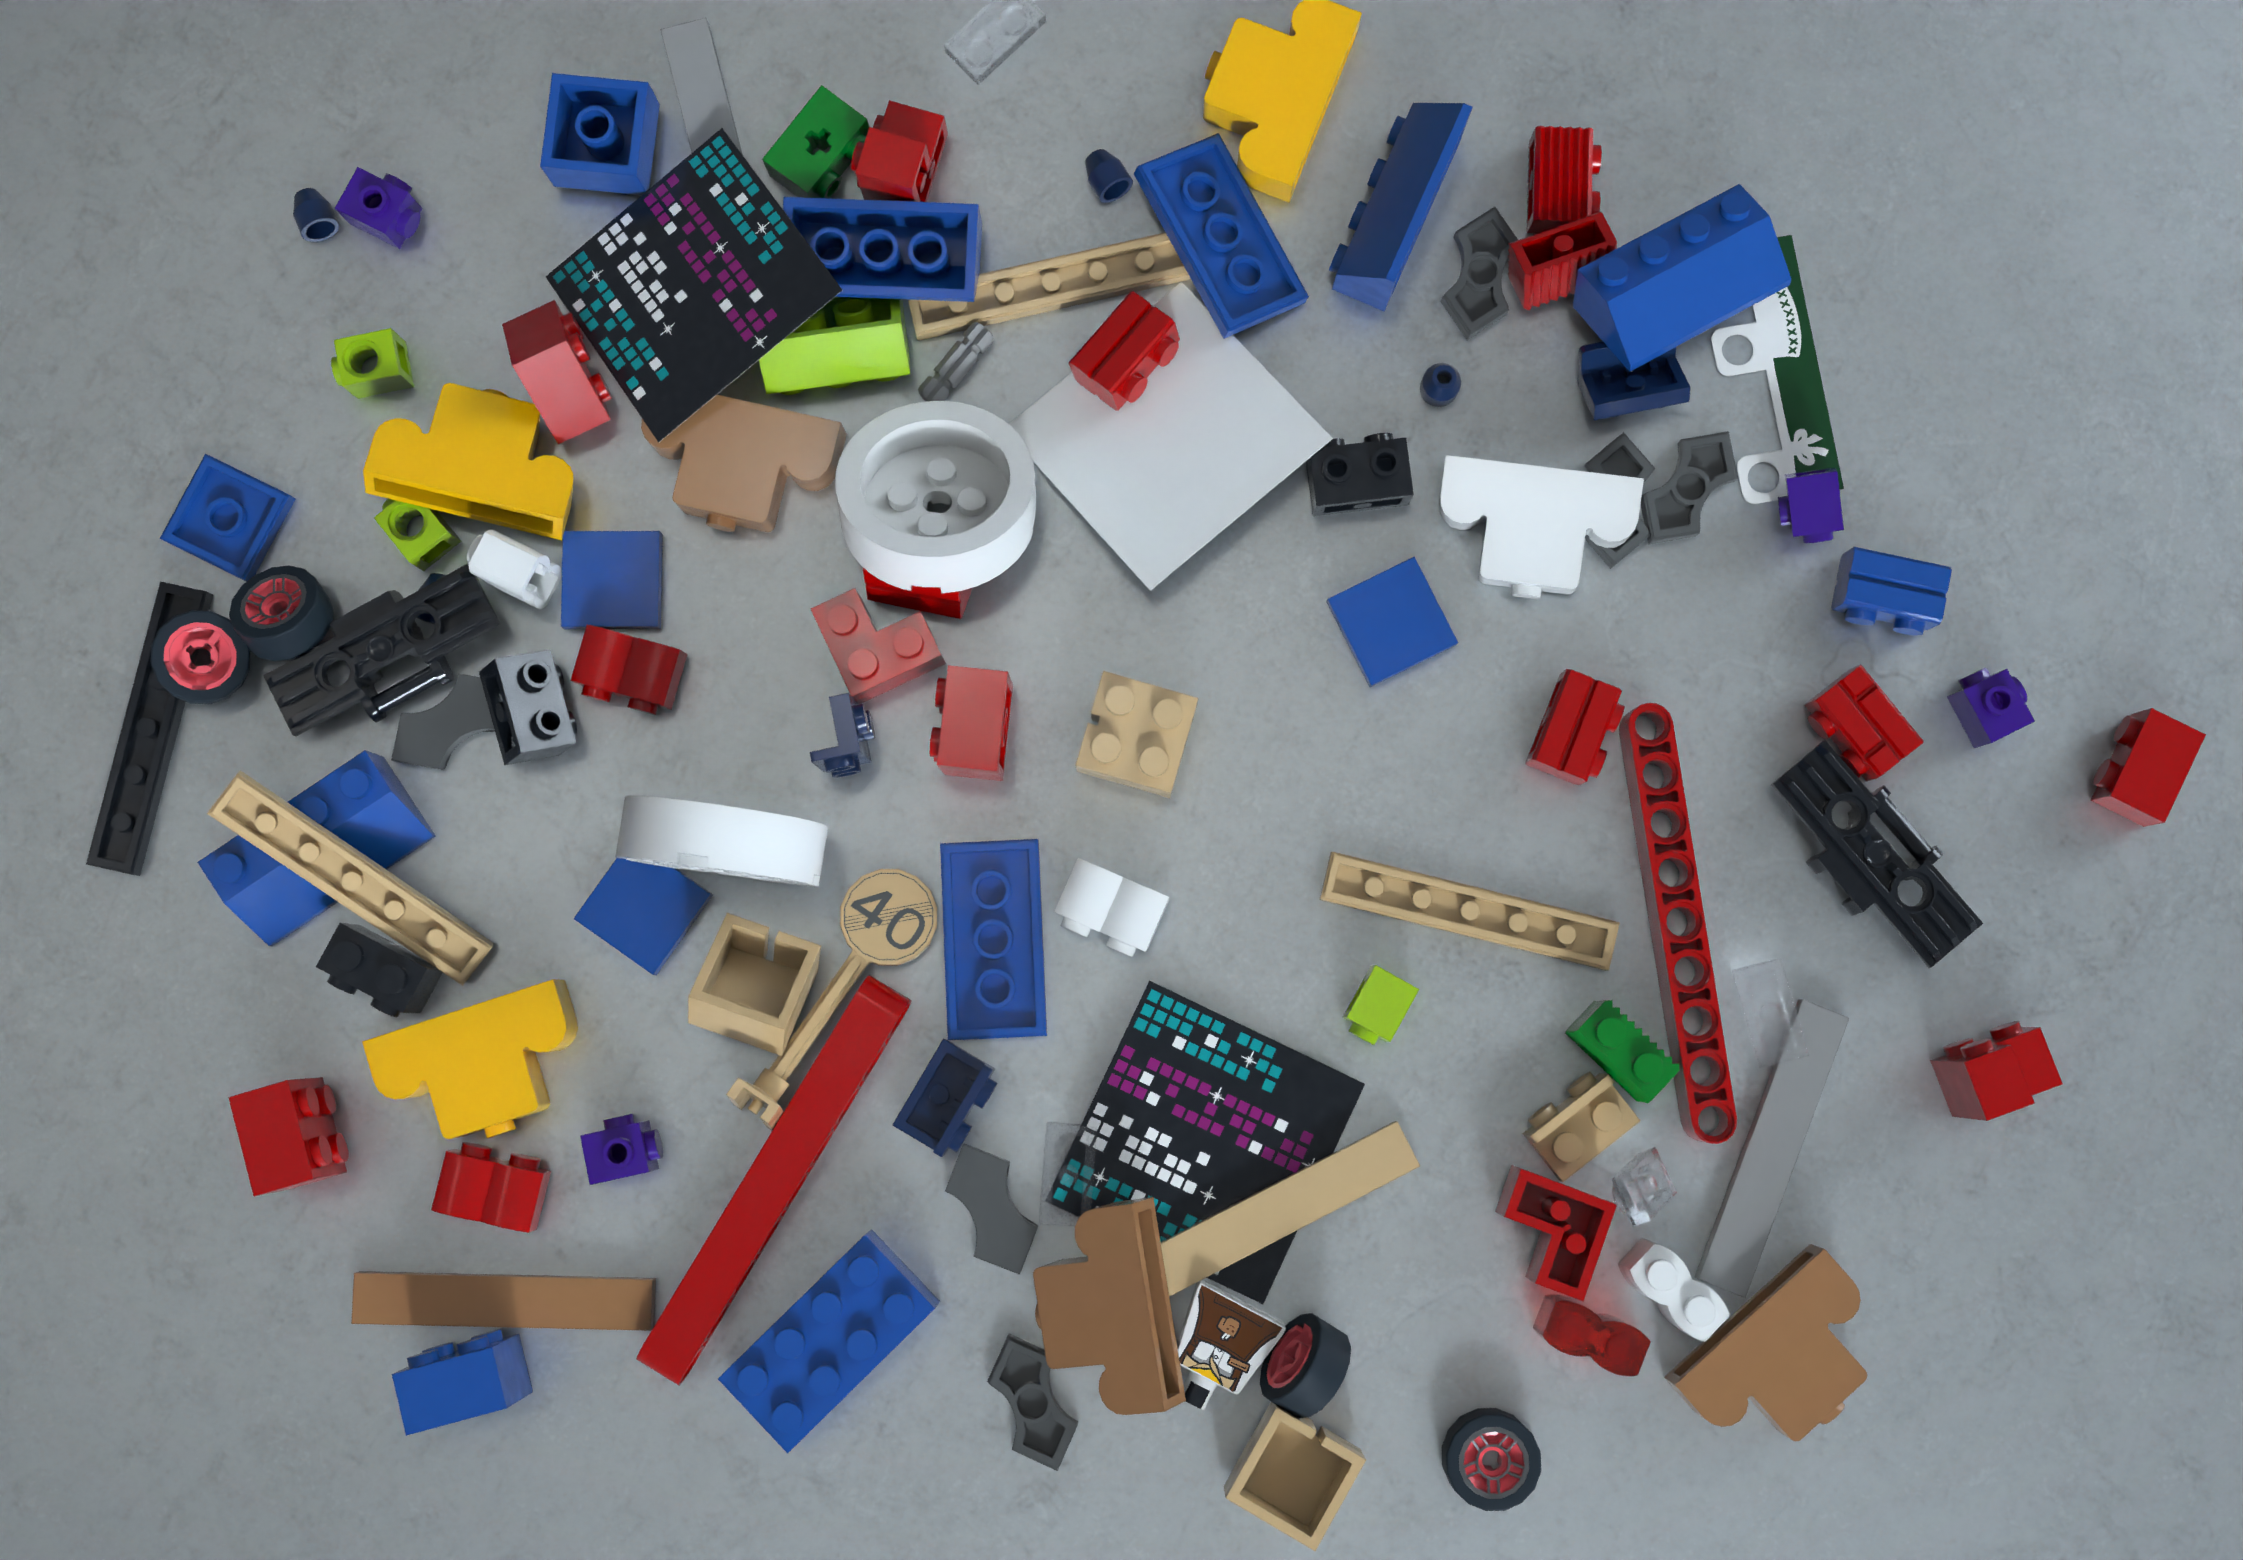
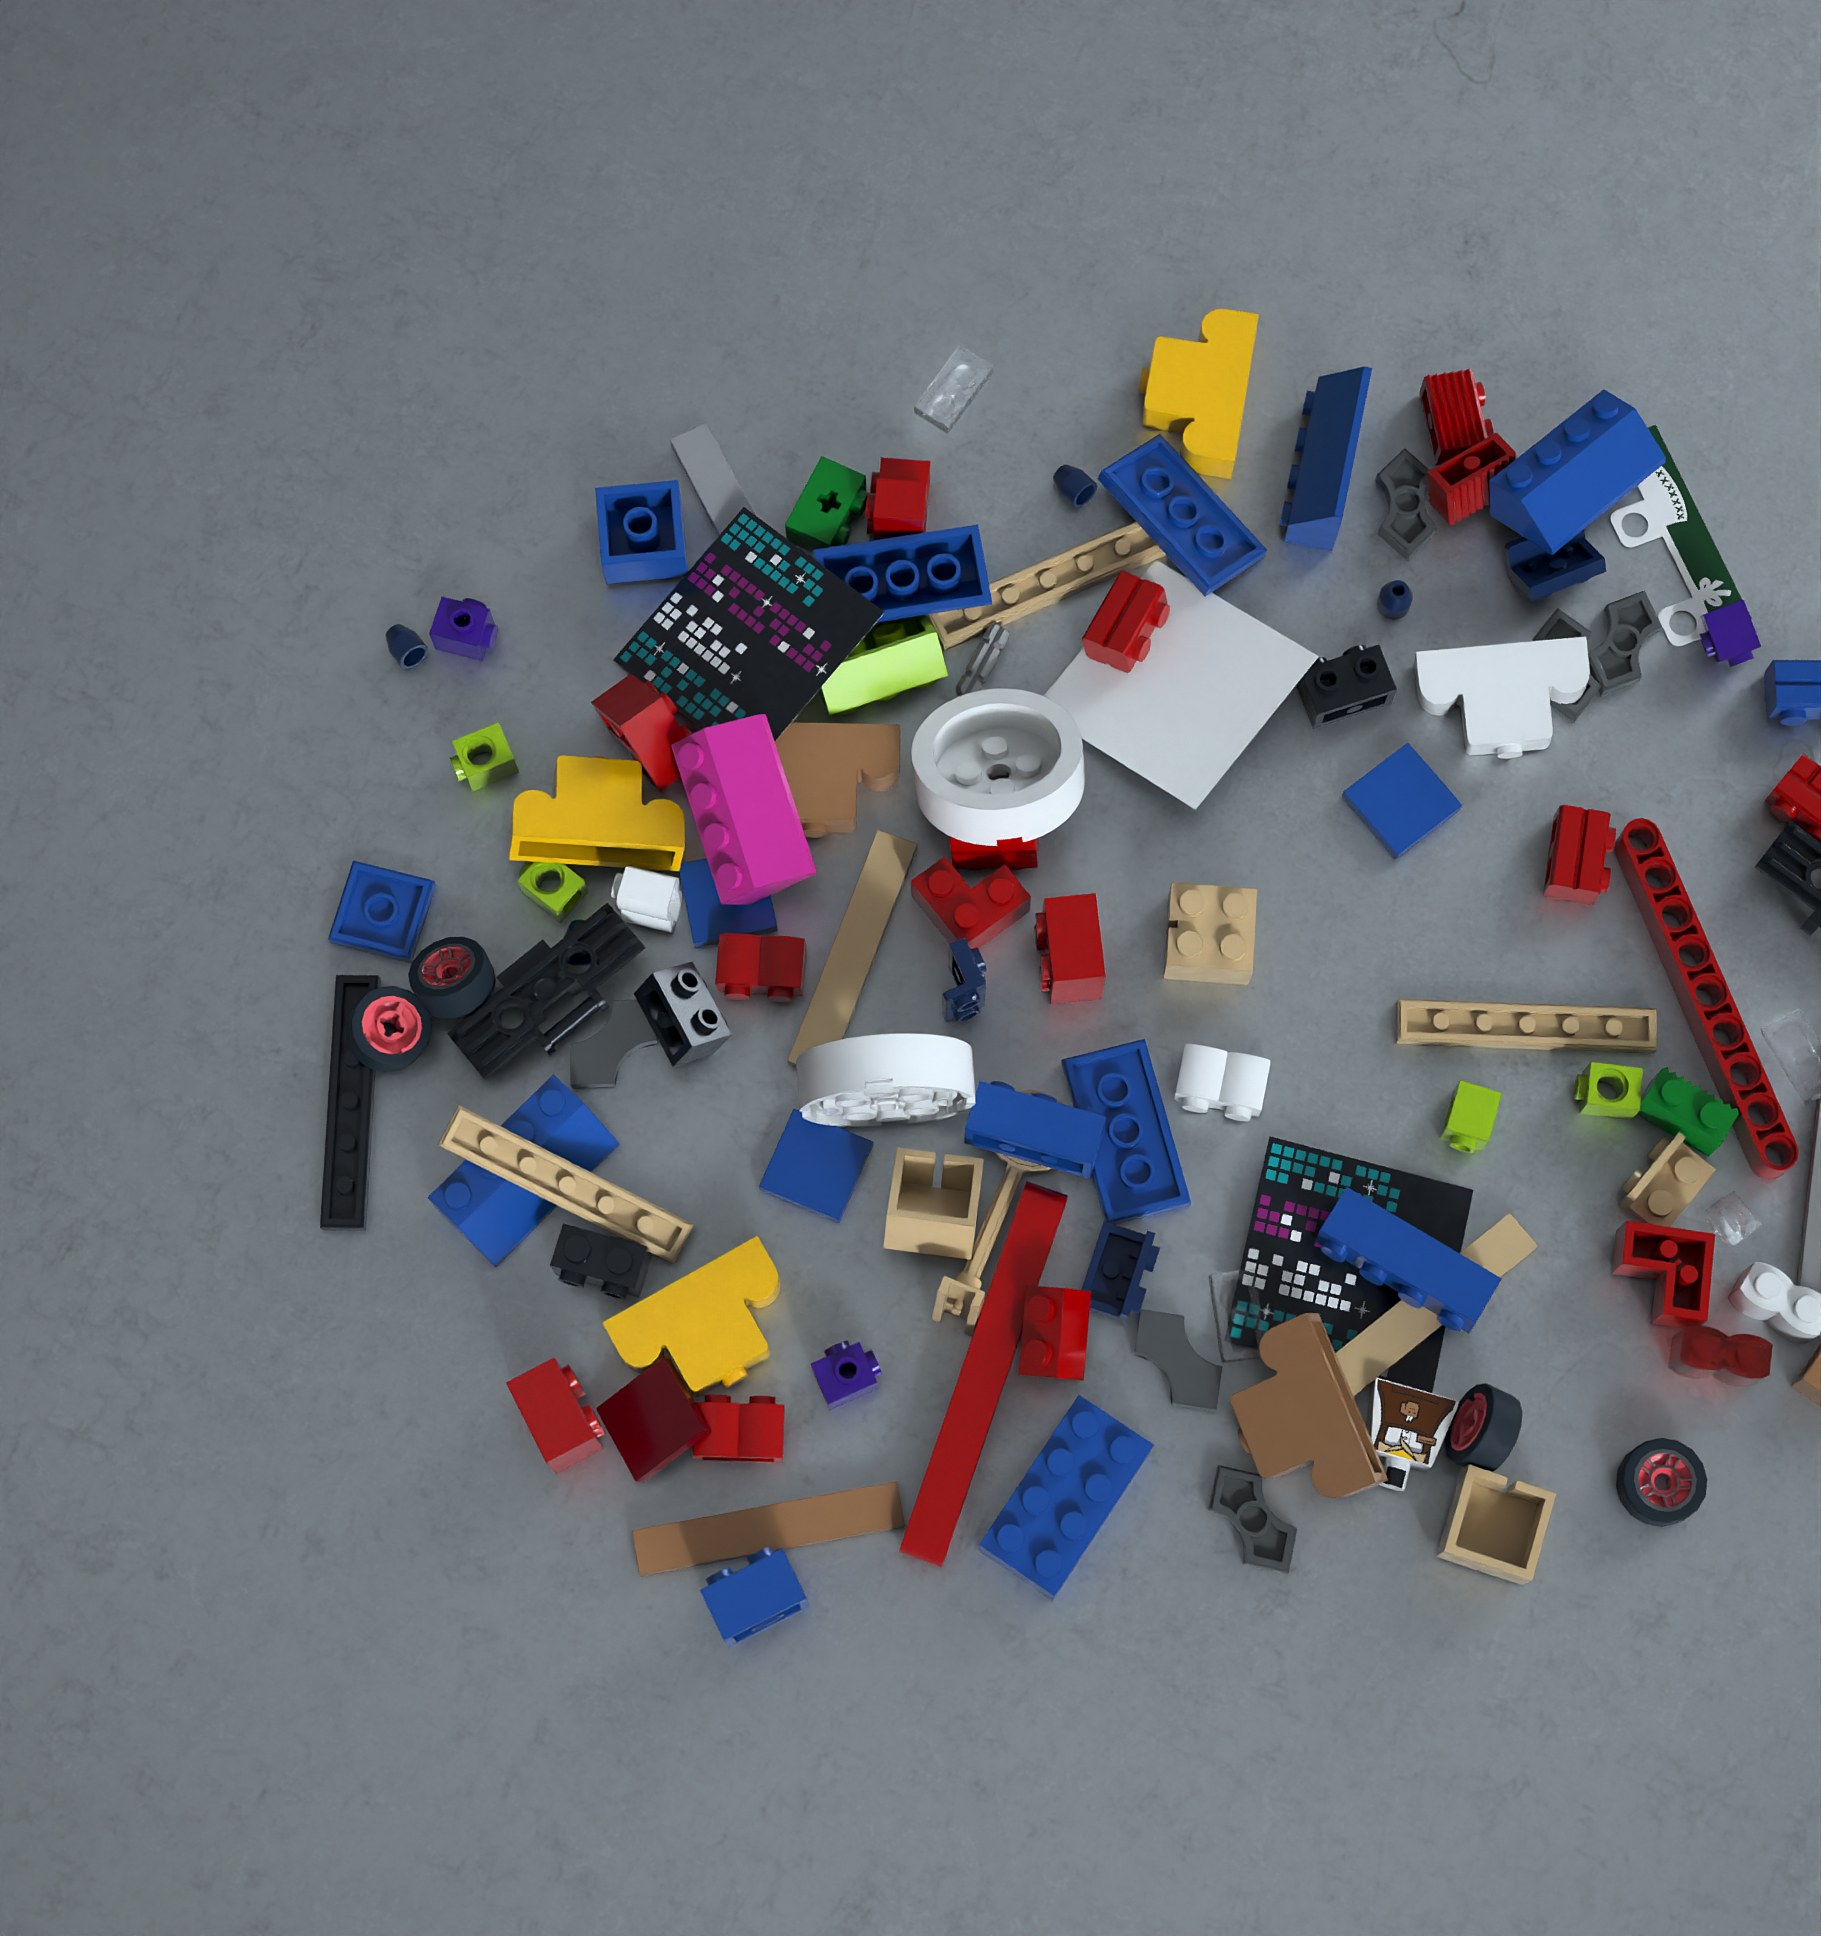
camera: 15 degrees left, 10 degrees down
(398, 1159) = (653, 1420): none -> dark red tile
(636, 488) = (743, 810): none -> dark pink slope
(737, 672) = (856, 943): none -> tan tile
(856, 1157) = (1054, 1332): none -> red brick
(887, 920) = (1035, 1128): none -> blue brick
(1266, 1159) = (1407, 1261): none -> blue brick
(1563, 1013) = (1624, 1079): none -> lime brick

